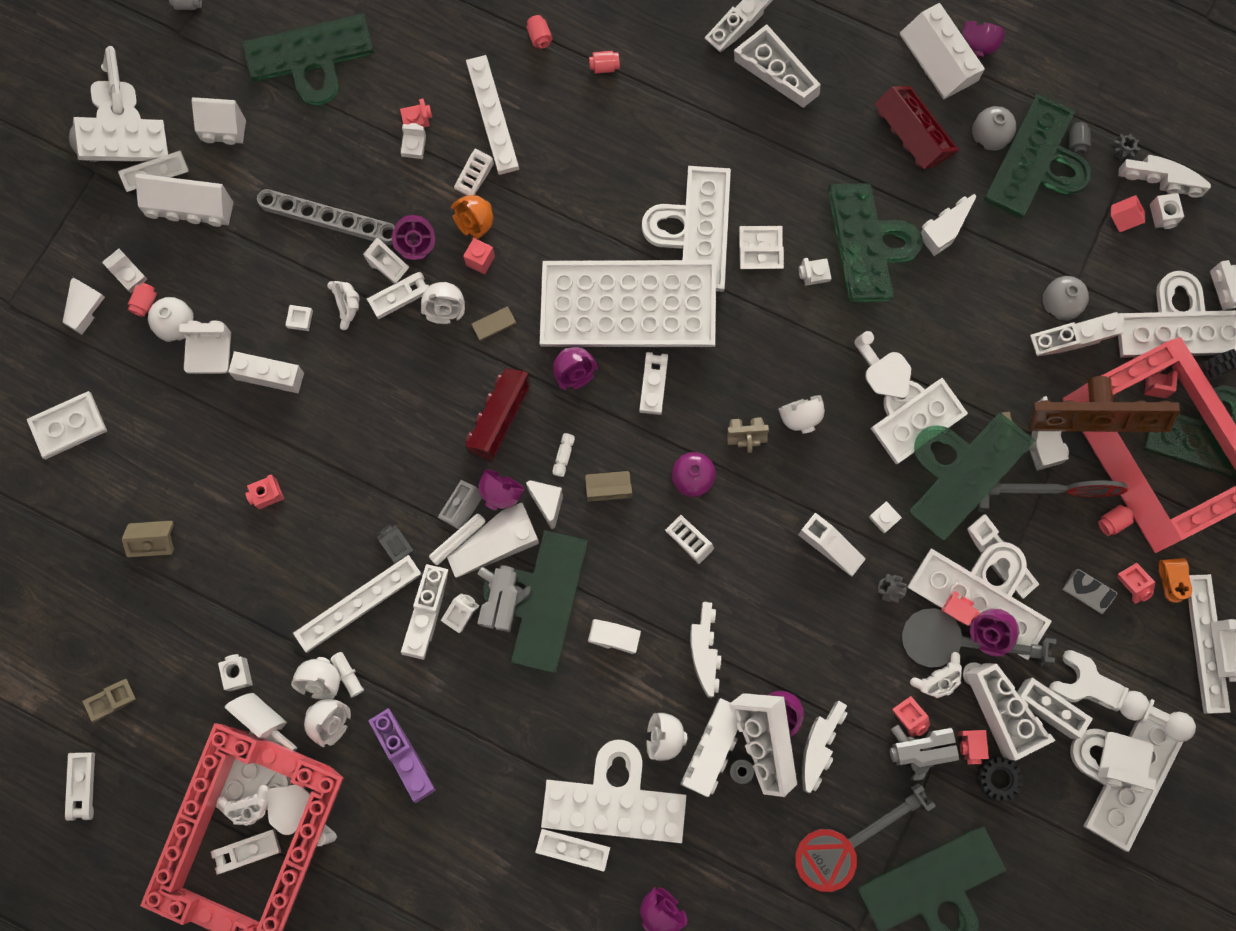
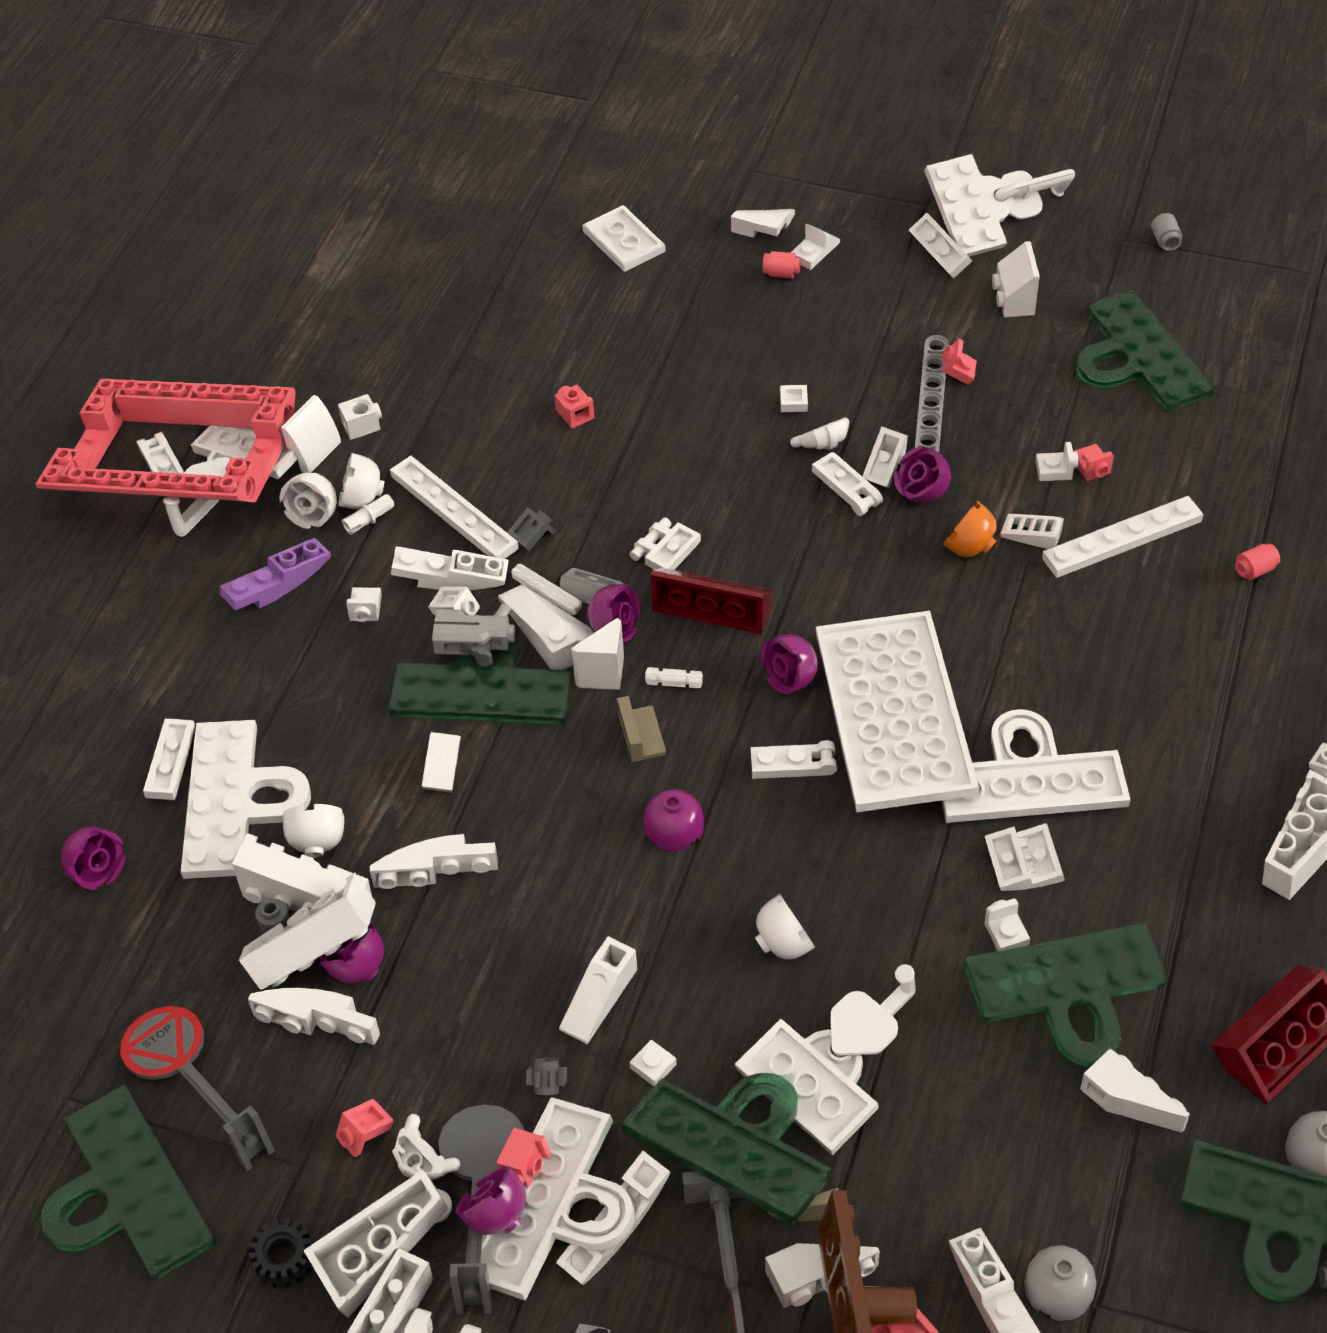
camera: 85 degrees right, 25 degrees down
(79, 786) = (227, 319): white plate -> none
(109, 701) = (320, 325): dark tan slope -> none
(148, 539) = (504, 319): dark tan panel -> none
(167, 316) = (765, 292): white cylinder -> none
(183, 200) = (908, 273): white slope -> none
(206, 347) = (738, 328): white bracket -> none
(247, 809) = (203, 440): white piece -> none
(266, 372) = (717, 379): white brick -> none
(294, 186) = (957, 363): none -> coral bracket
(438, 436) = (672, 548): none -> white plate
(442, 302) = (846, 519): white cylinder -> none
(443, 684) = (364, 604): none -> white bracket
(479, 256) = (918, 547): coral brick -> none
(493, 323) = (835, 583): dark tan piece -> none
(604, 62) = (1241, 637): coral brick -> none
(703, 552) = (575, 846): white slope -> none
(747, 435) = (736, 872): dark tan hips -> none
(919, 751) = (311, 1140): light grey piece -> none
(974, 746) = (326, 1210): coral brick -> none

